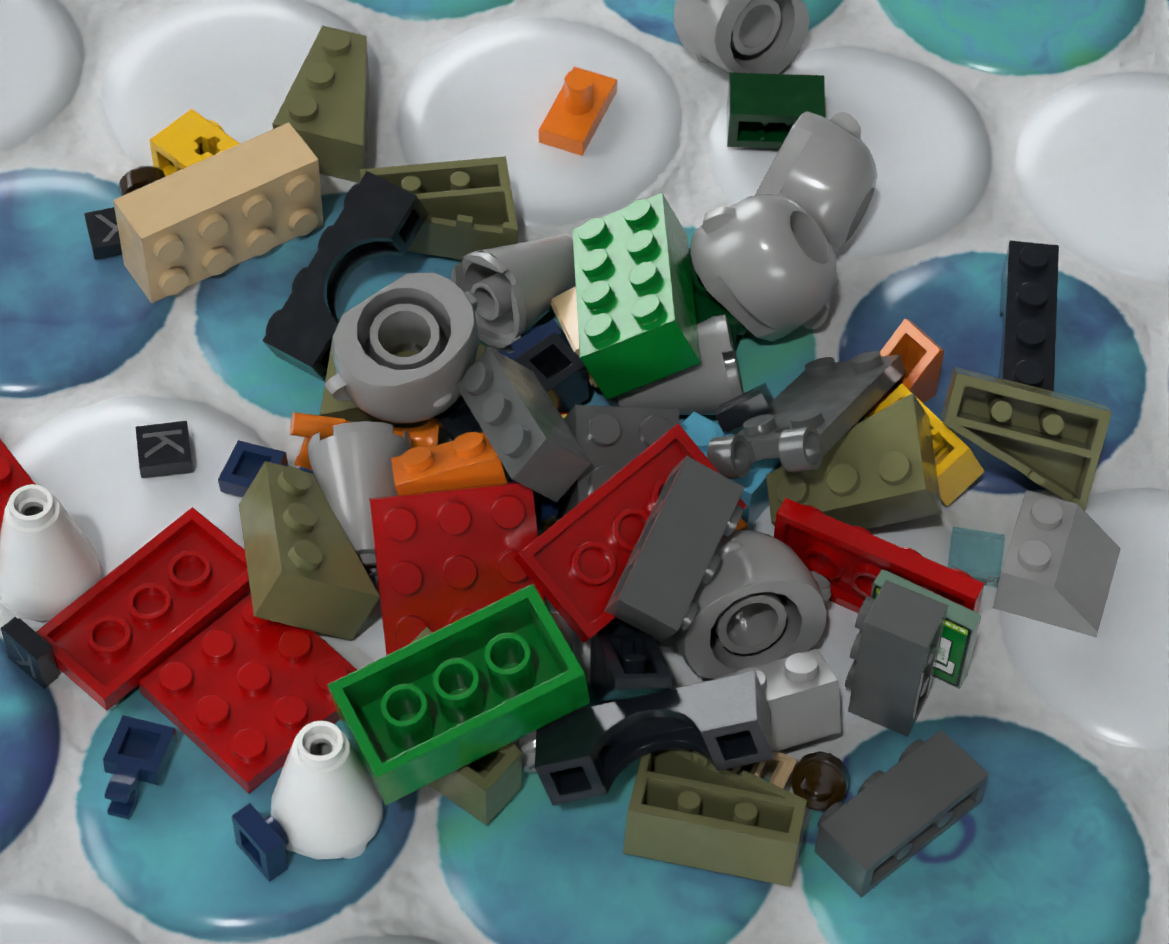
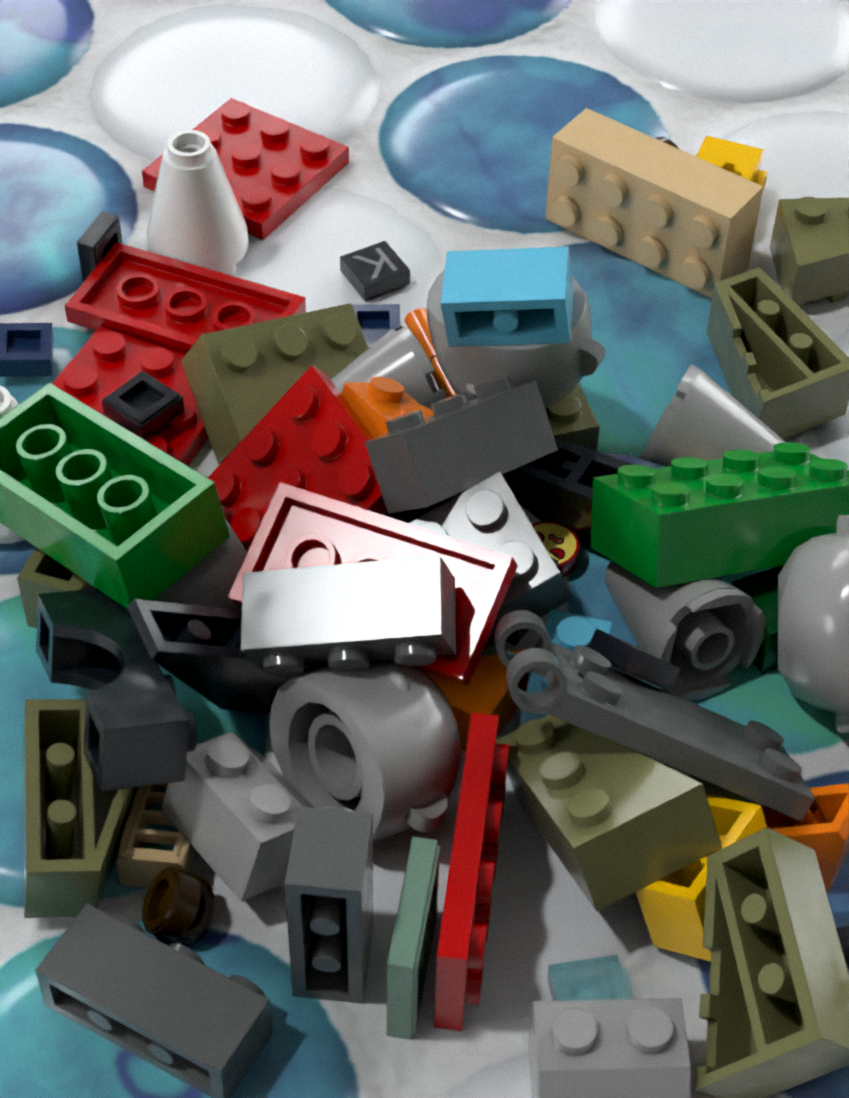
camera: 70 degrees right, 5 degrees down
(284, 664) = (143, 405): none -> black tile
(374, 223) = (684, 285): black arch -> none
(426, 318) = (507, 296): none -> medium azure brick

